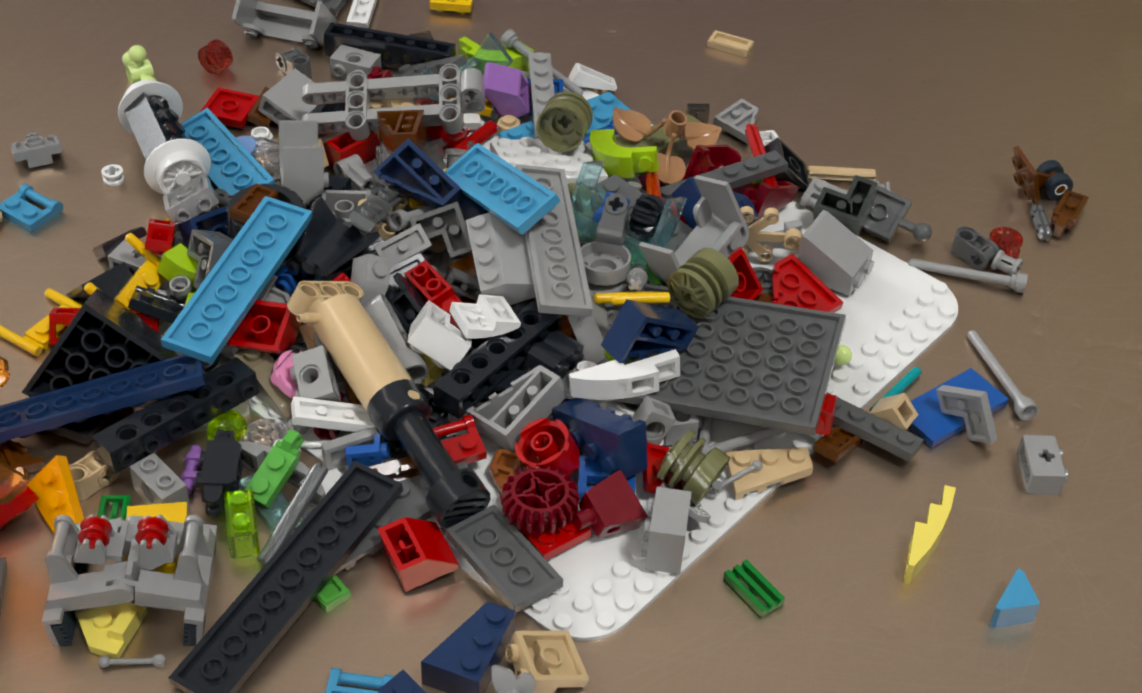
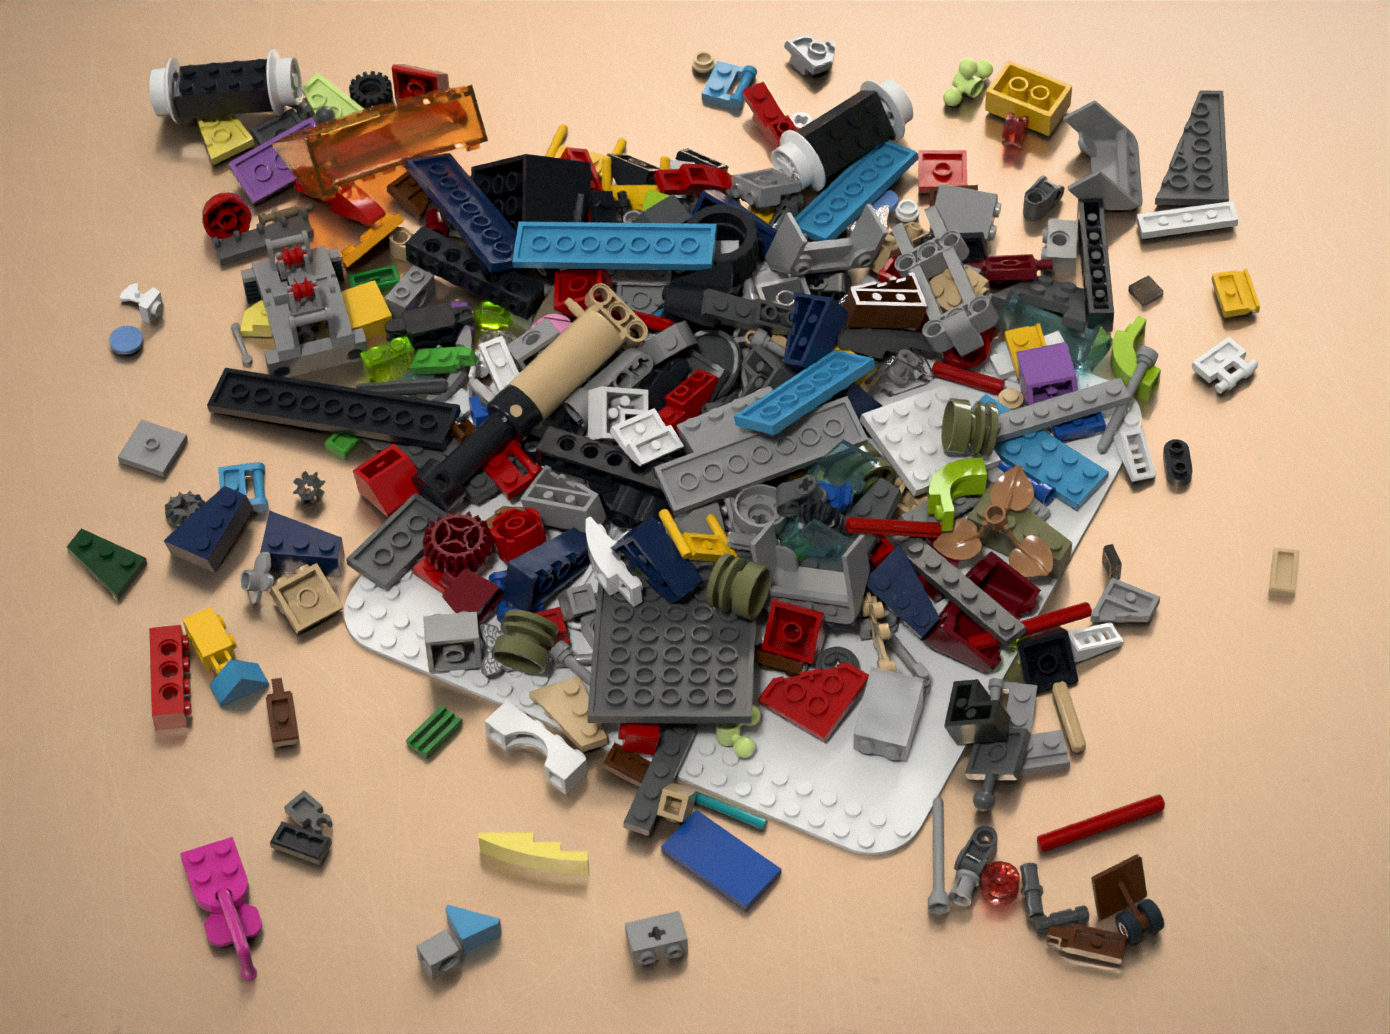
camera: 80 degrees right, 10 degrees up
(72, 448) = (435, 222): none -> dark red cone
(117, 187) = (767, 113): none -> red slope
(178, 41) = (1030, 94): none -> yellow brick
(249, 202) = (726, 221): reddish brown plate -> none
(389, 628) = (310, 480): none -> dark grey gear
(404, 245) = (724, 353): light grey plate -> none
(521, 20) = (1220, 359): none -> white plate
(607, 65) = (1176, 460): none -> black plate
(717, 486) = (531, 677): light grey hinge -> none
(823, 491) = (512, 728): none -> white arch
(950, 182) = (1100, 822): none -> red axle
(974, 408) = (693, 859): light grey plate -> none
(1023, 406) = (740, 920): light grey piece -> none
(1028, 232) = (1031, 890): none -> dark grey pin
(1045, 634) = (439, 954): none -> light grey brick

